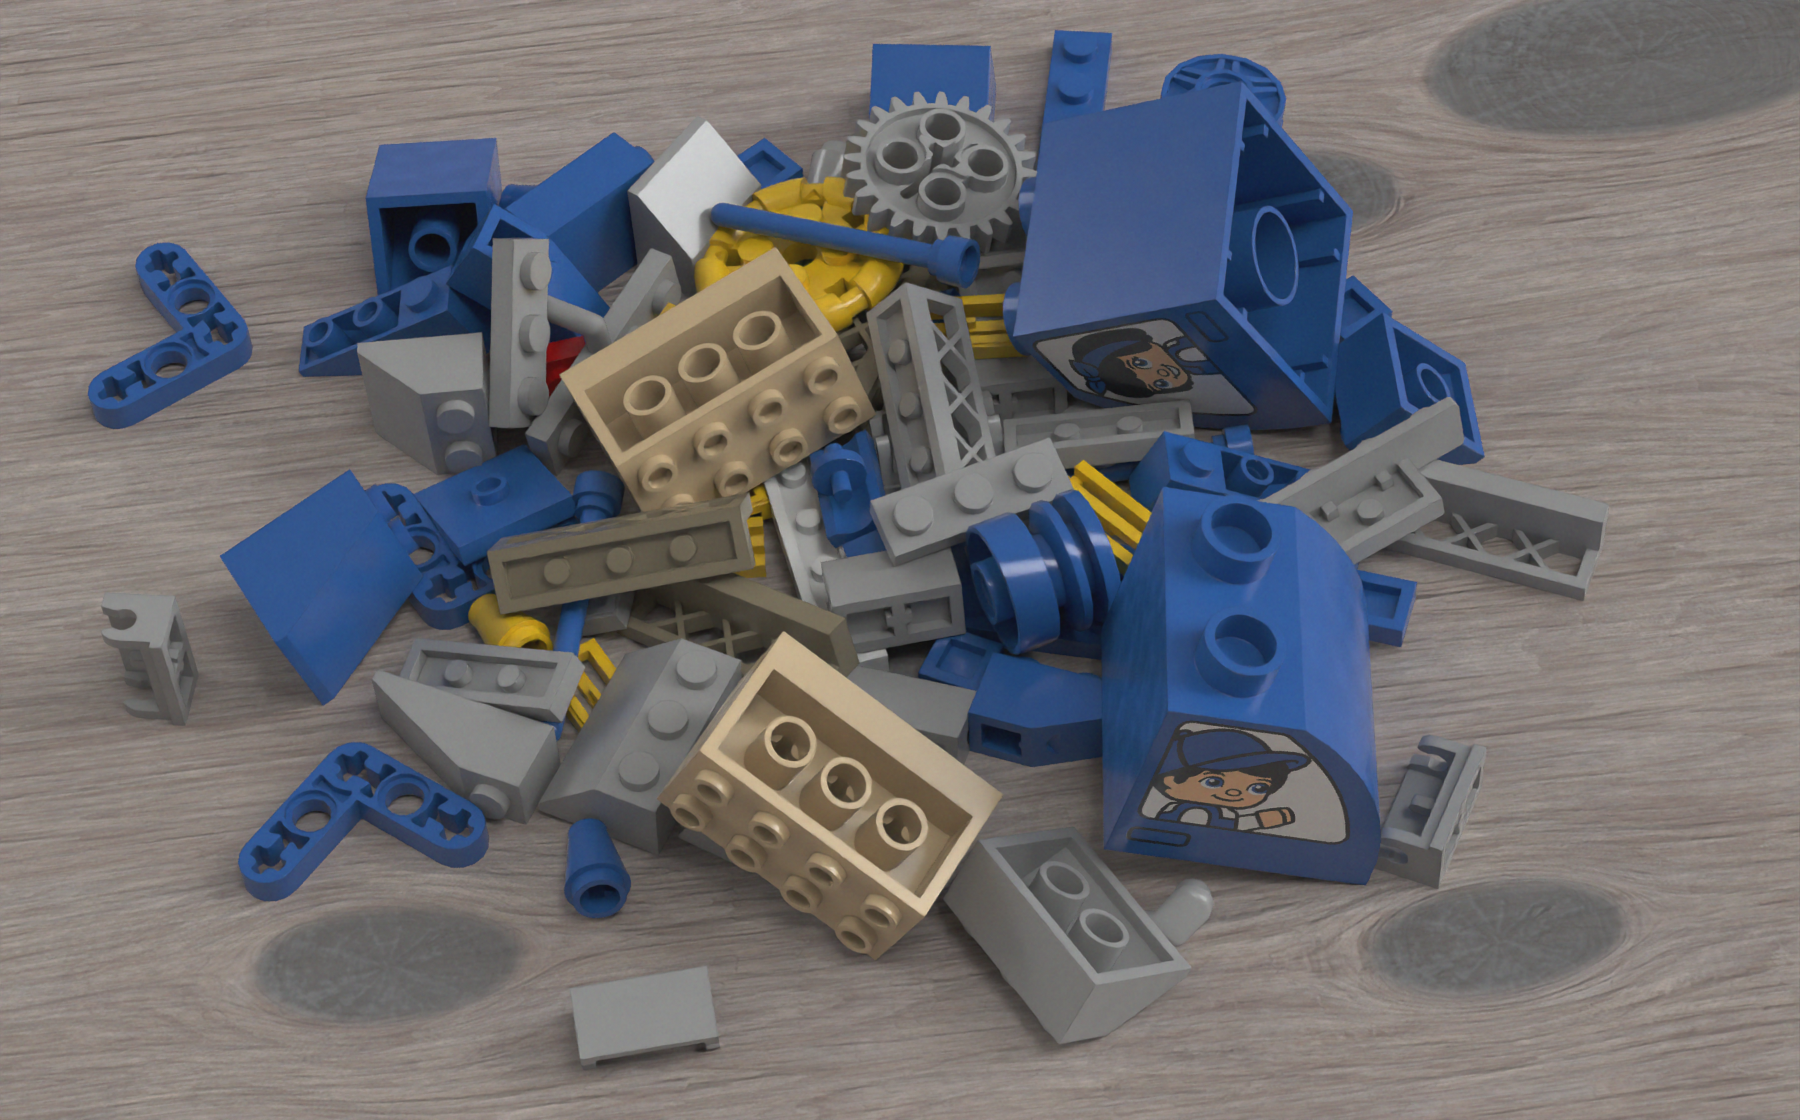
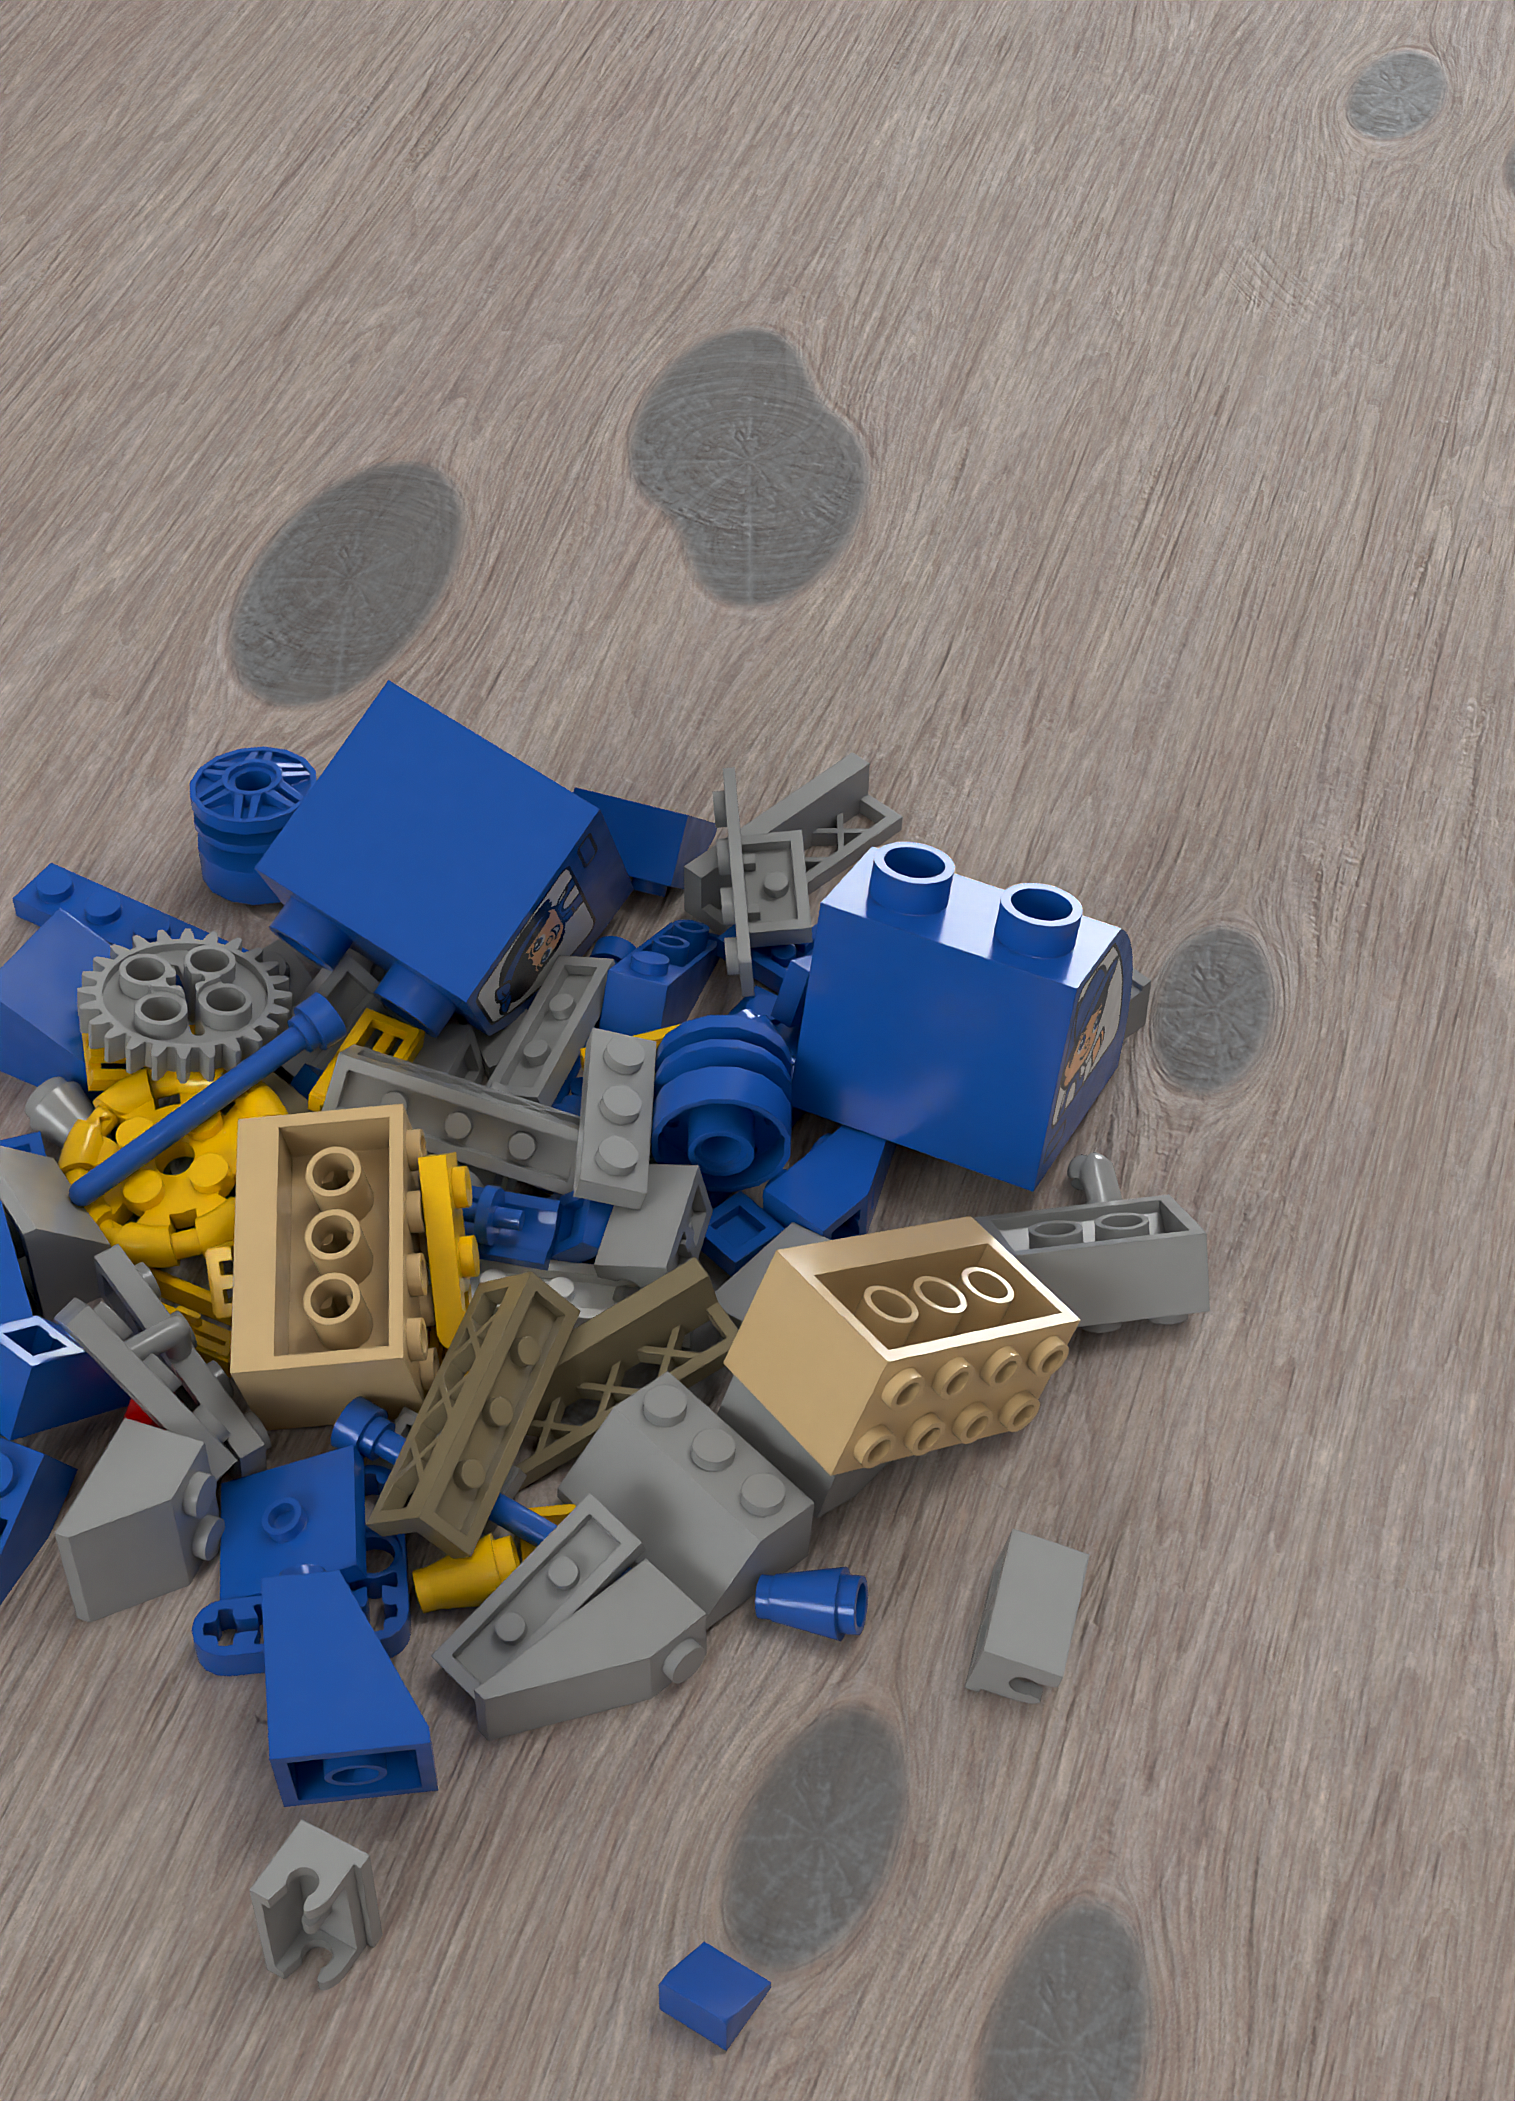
camera: 70 degrees left, 5 degrees down
(207, 941) = (712, 1994): none -> blue slope
(348, 804) = (600, 1798): blue beam -> none
(780, 448) = (450, 1252): none -> yellow plate

